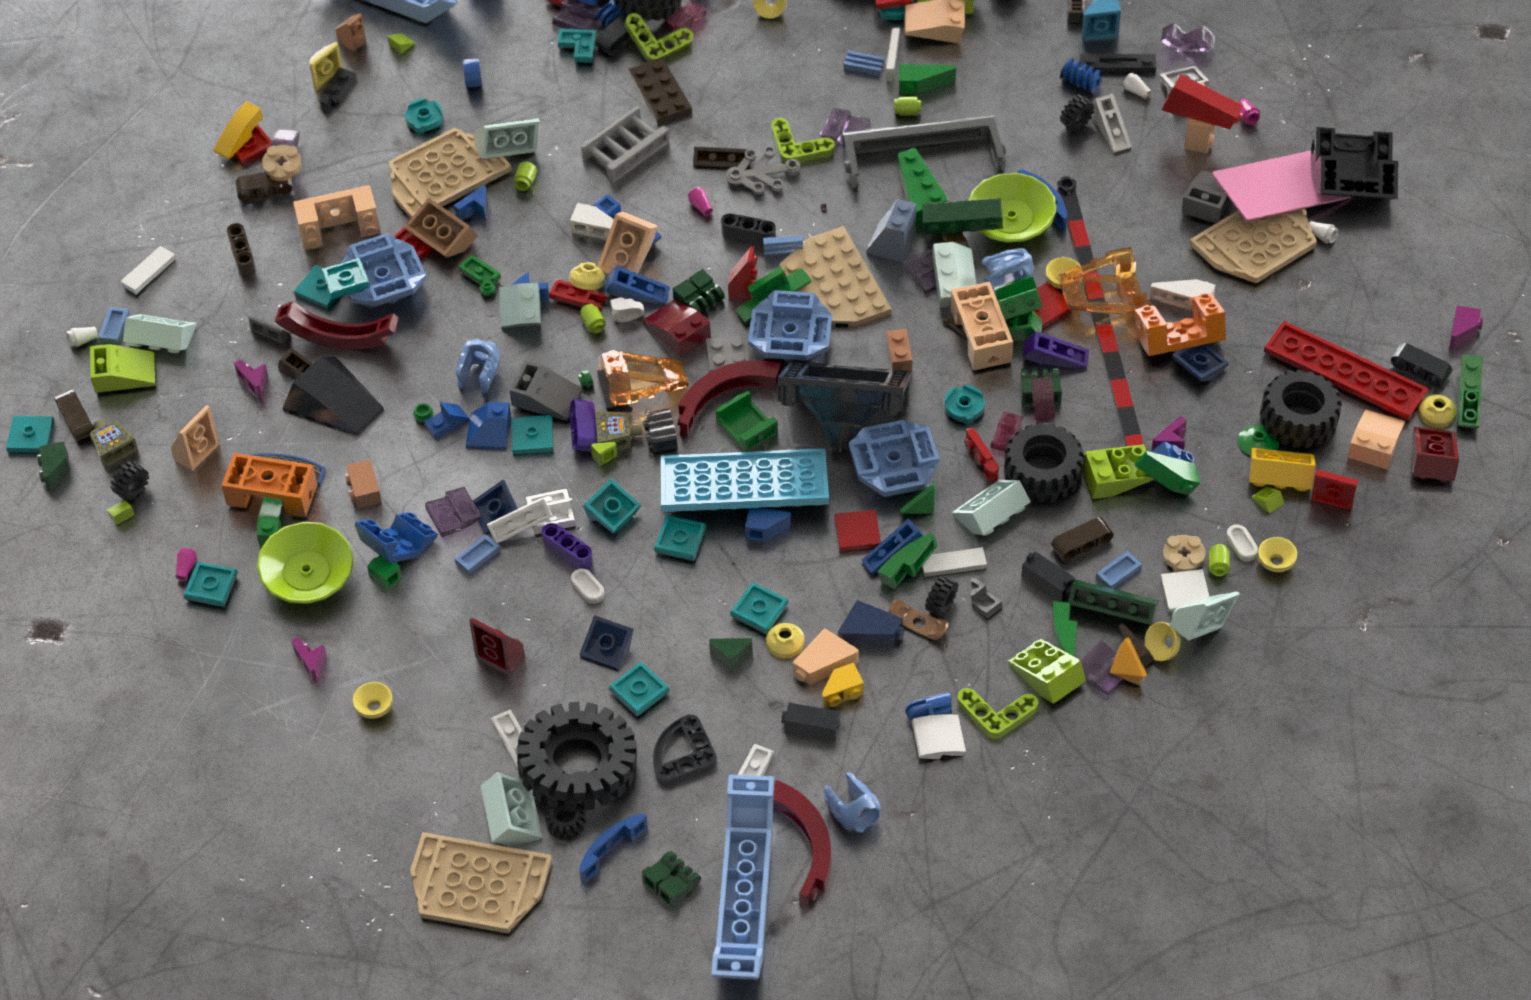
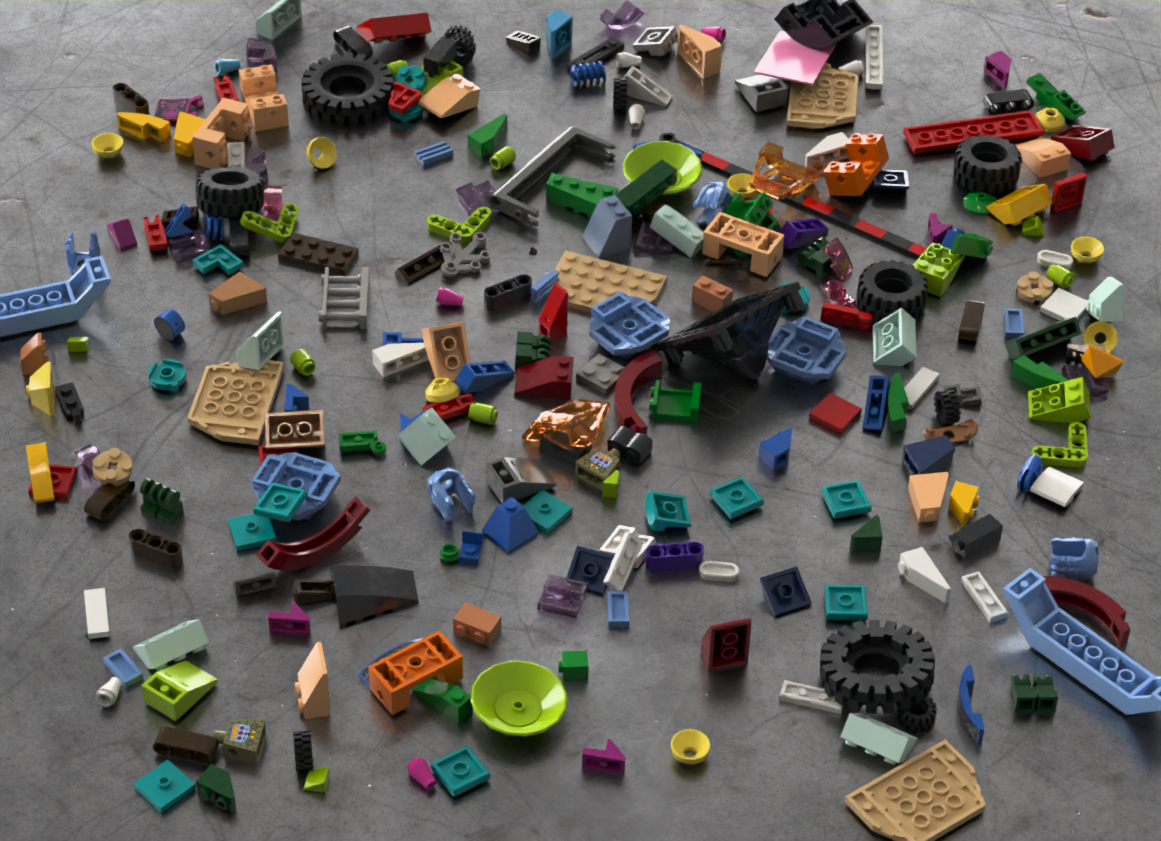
camera: 50 degrees left, 10 degrees down
(286, 215) = (161, 501): none -> dark green legs
(352, 206) = (216, 456): light nougat plate -> none
(401, 542) = (556, 634): blue slope -> none
(552, 82) = (237, 294): none -> medium nougat slope
(582, 425) = (575, 478): dark purple beam -> none
(585, 379) = (531, 451): green plate -> none
(626, 309) = (495, 393): white rock -> none
(698, 752) = (936, 609): black beam -> none
(730, 709) = (923, 573): none -> white slope
(744, 480) = (730, 432): medium azure plate -> none
(766, 285) = (581, 316): green bracket -> none
(787, 647) = (888, 510): light yellow piece -> none
(893, 53) = (449, 135): white tile -> none
(922, 502) = (852, 364): green slope -> none
(1047, 576) = (985, 353): black brick -> none
(1069, 144) = (636, 115): none -> white cone
(1201, 104) = (703, 32): red slope -> none
(1361, 233) = (874, 57): none -> white plate

